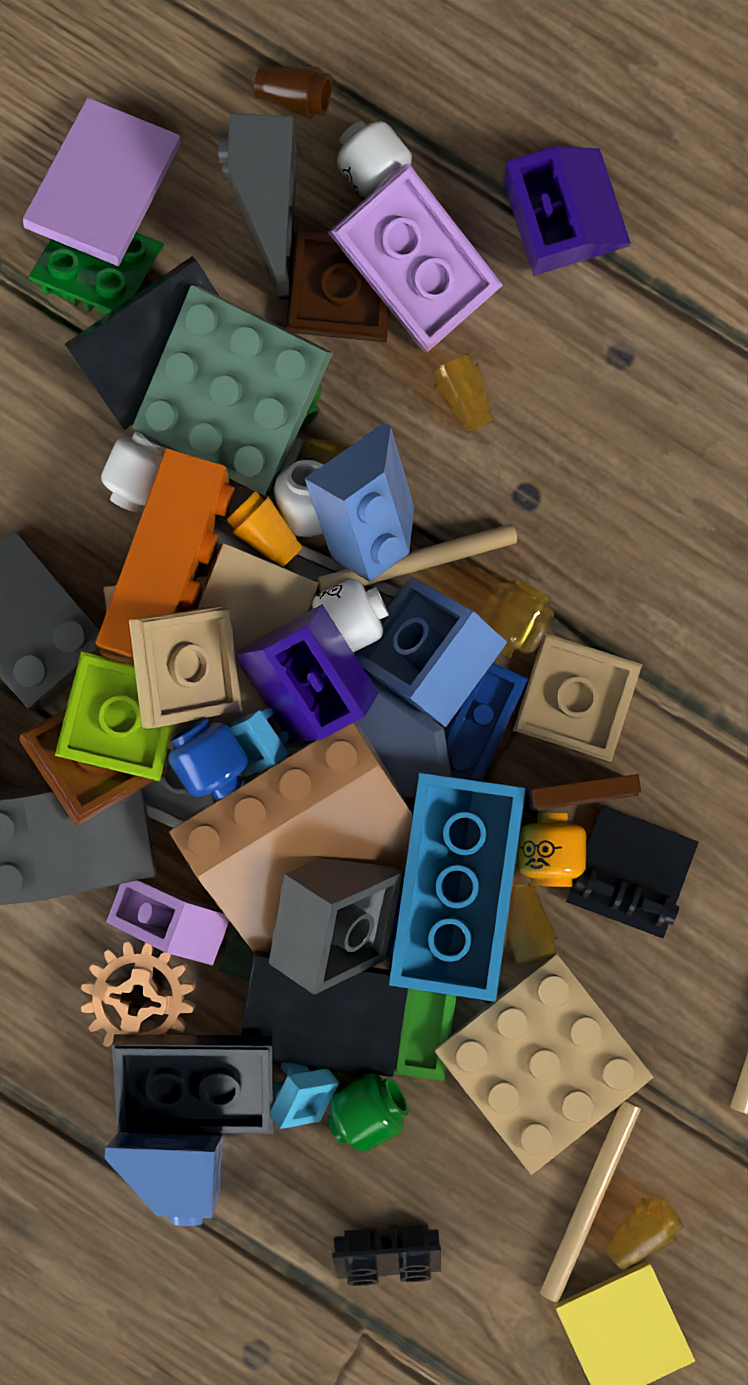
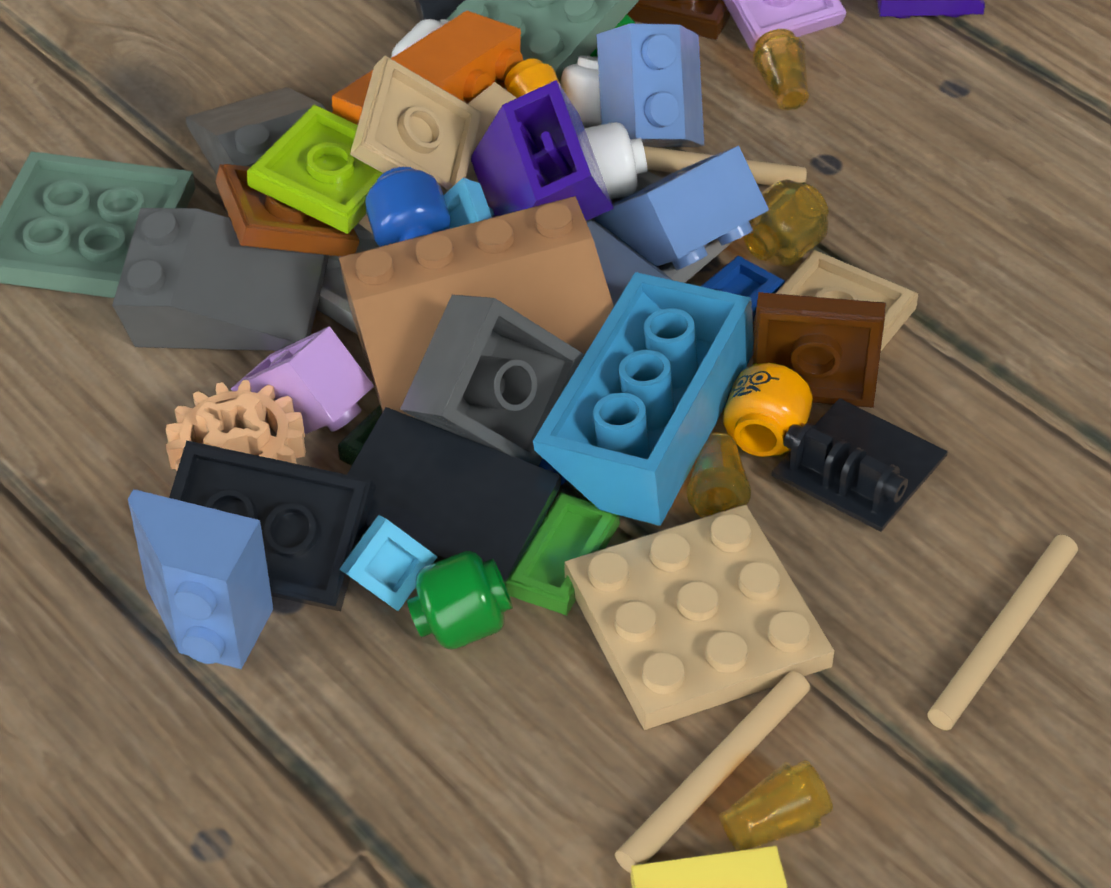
camera: 15 degrees right, 40 degrees down
(363, 1266) = (427, 732): black hinge -> none

